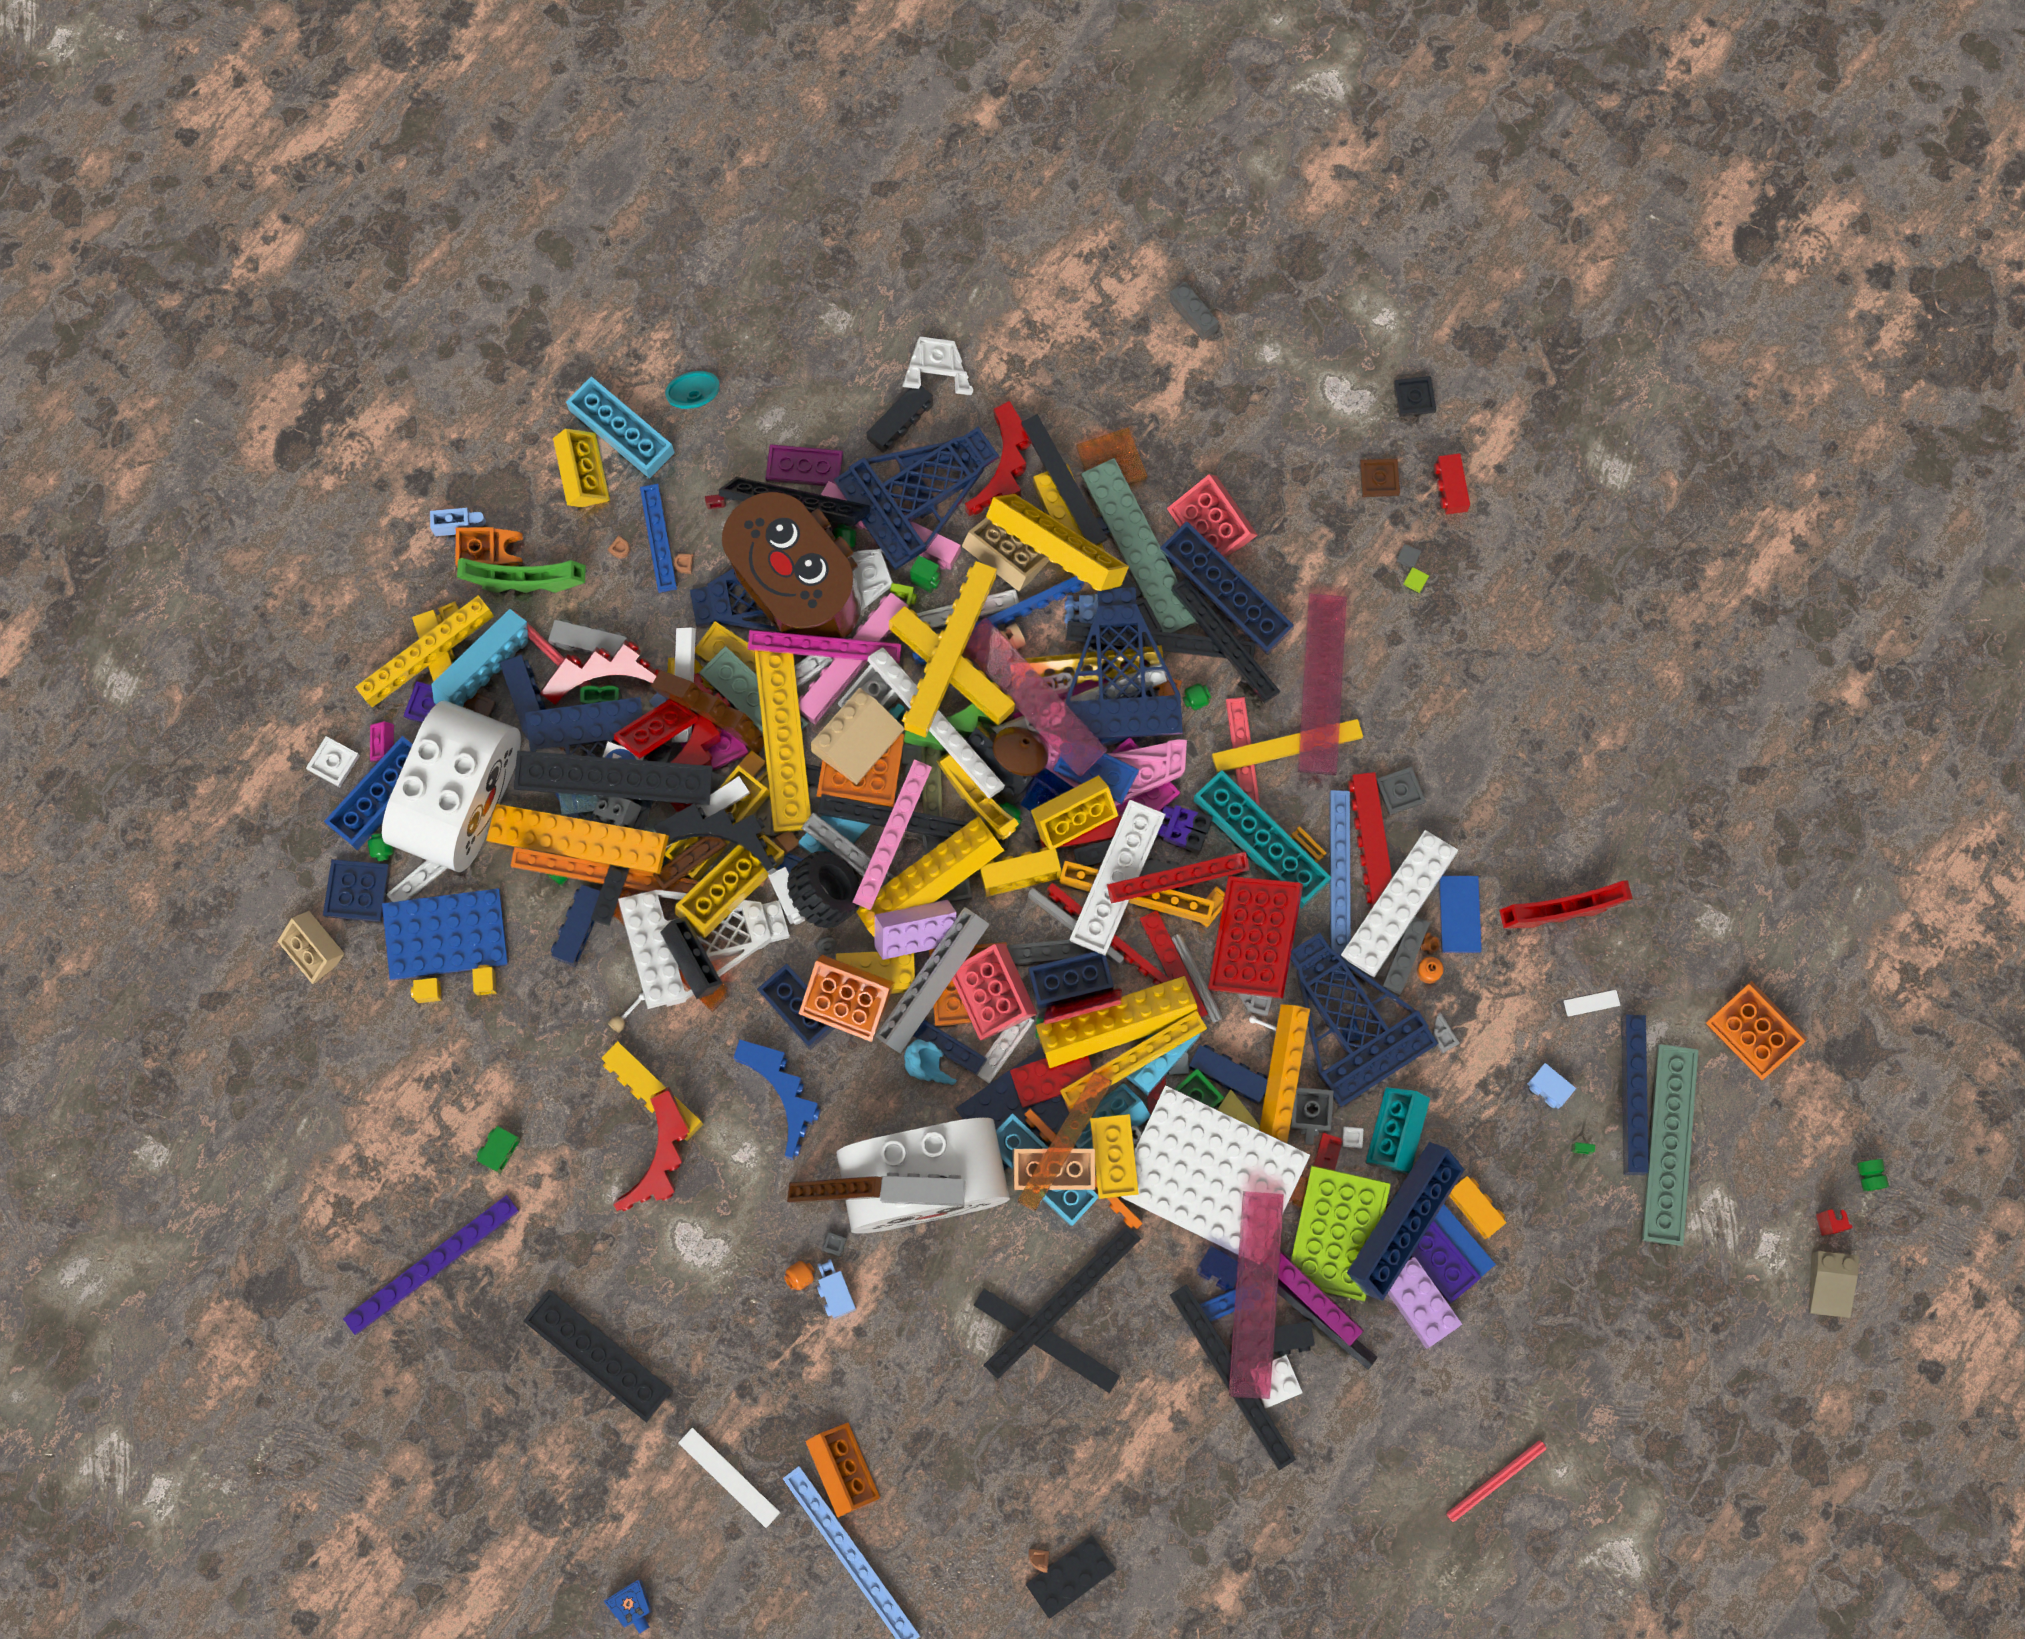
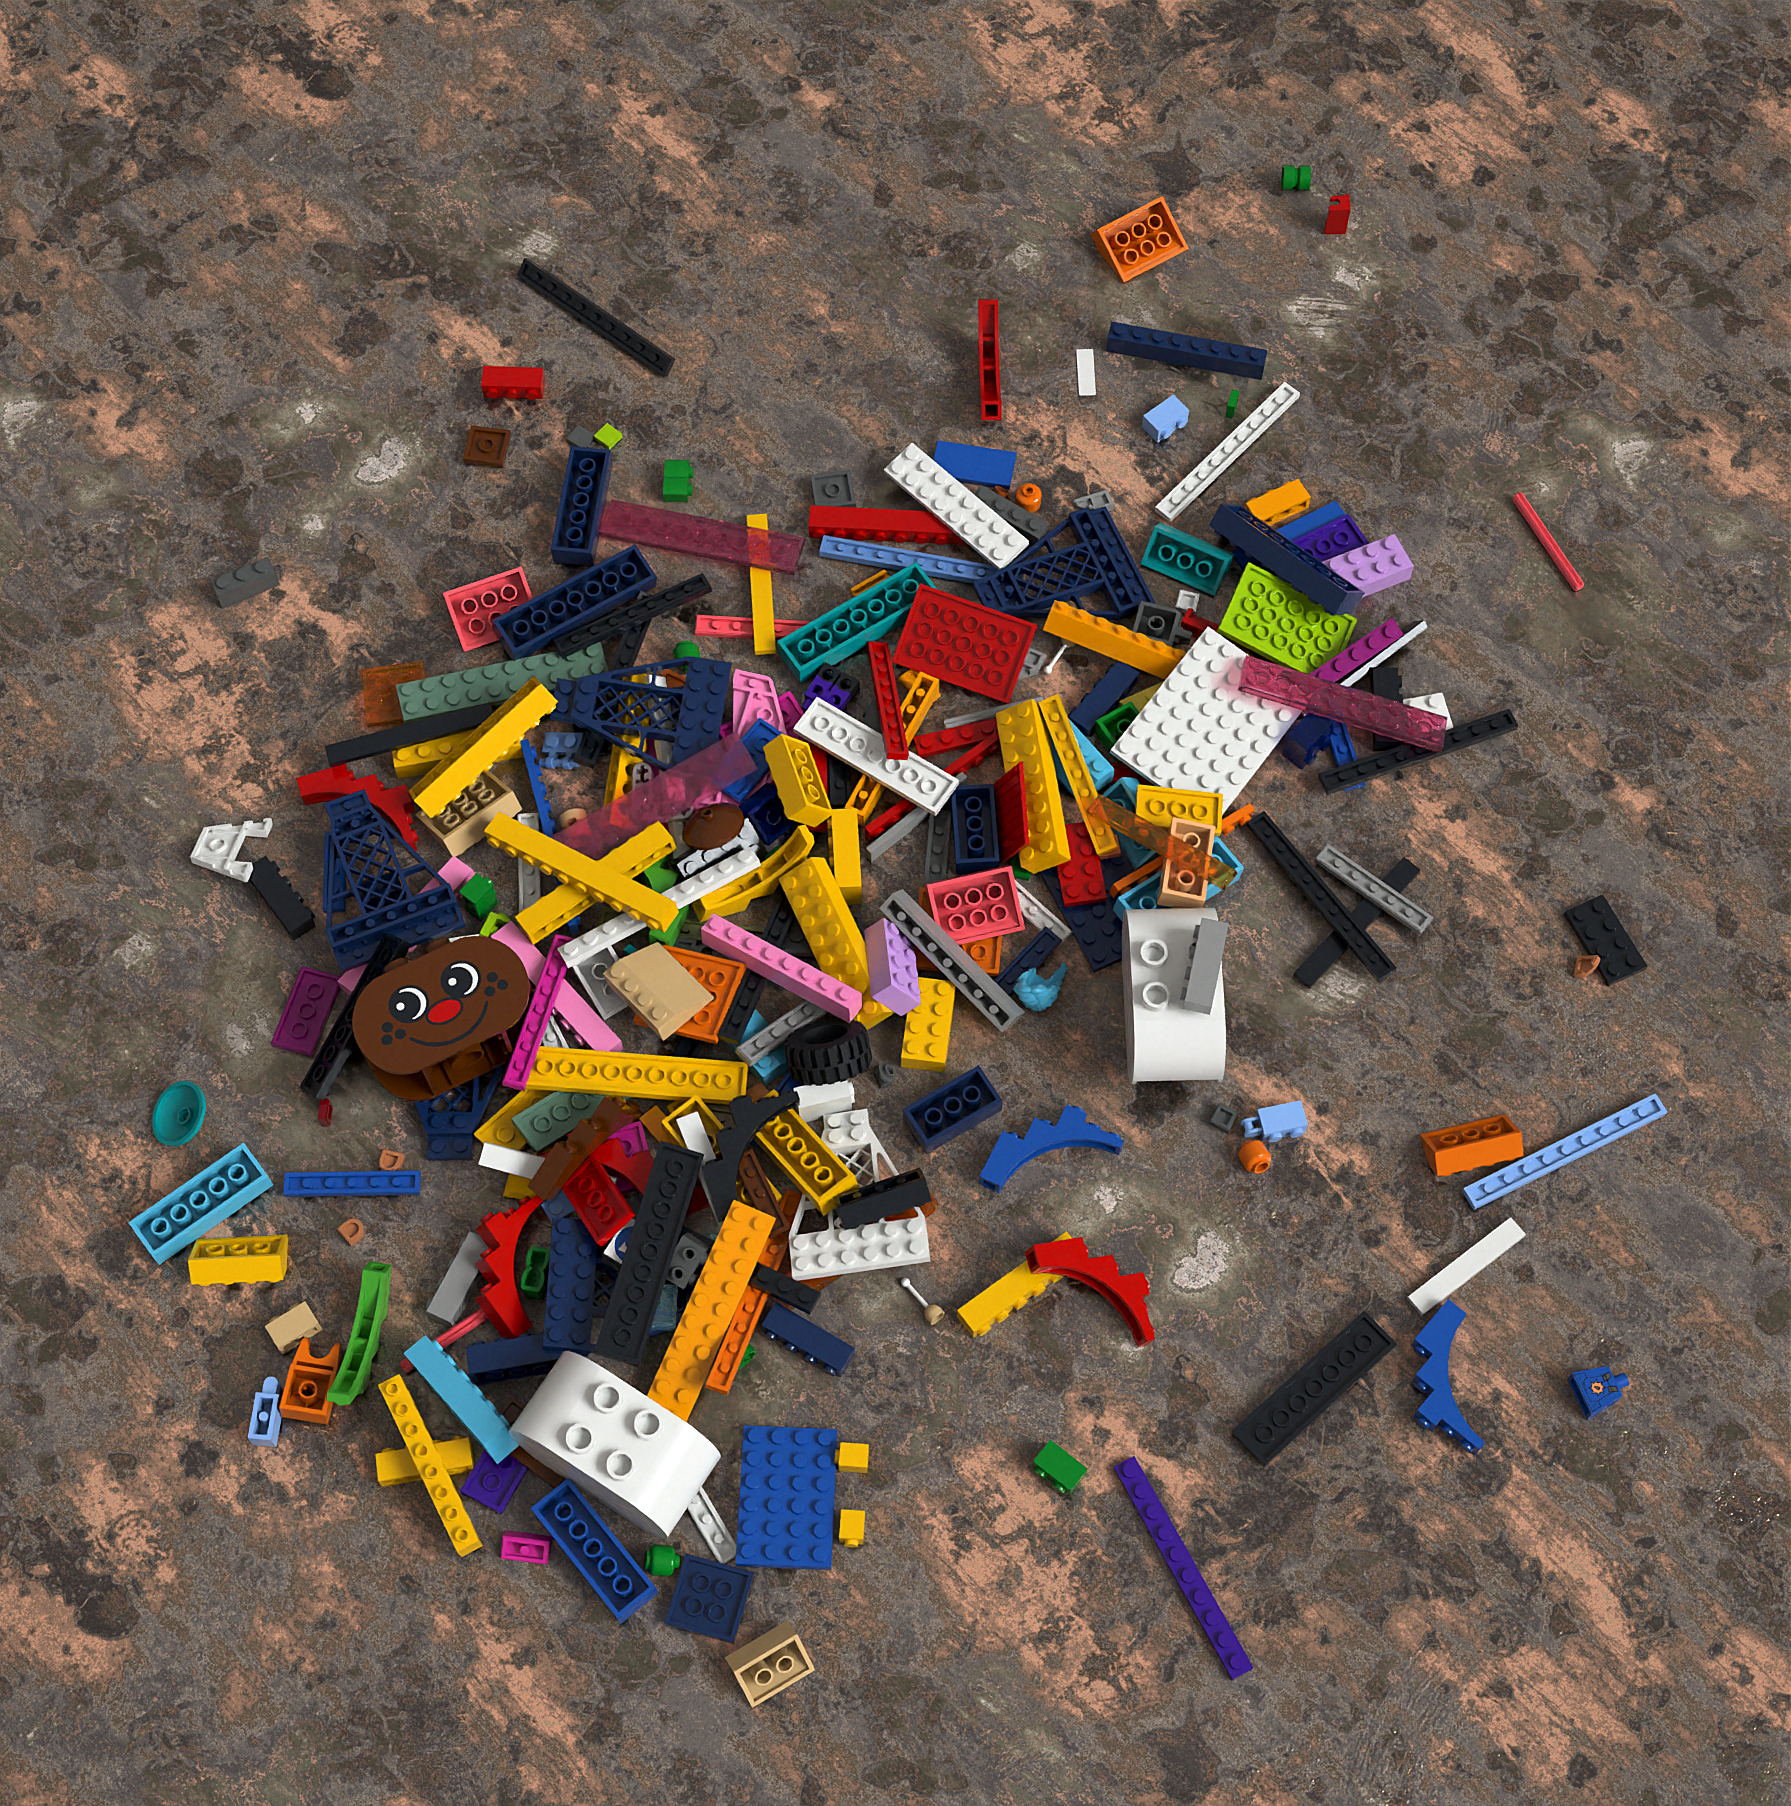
camera: 80 degrees left, 10 degrees down
(332, 761) = (538, 1608): white plate -> none
(447, 610) = (381, 1440): yellow tile -> none
(528, 523) = (293, 1326): none -> tan brick
(595, 1466) = (1433, 1378): none -> blue arch
(834, 1189) = (1178, 1079): reddish brown tile -> none
(846, 997) = (957, 1047): orange slope -> none
(1079, 1350) = (1373, 889): none -> light grey tile
(1332, 572) = (581, 506): none -> dark blue brick
(1380, 649) = (677, 480): none -> green brick
(1414, 396) = (405, 398): black plate -> none
(1528, 1152) = (1227, 452): none -> white plate
(1541, 540) = (596, 317): none -> black plate
(1670, 1145) = (1199, 320): sand green plate -> none
(1833, 1283) = (1392, 231): dark tan slope -> none

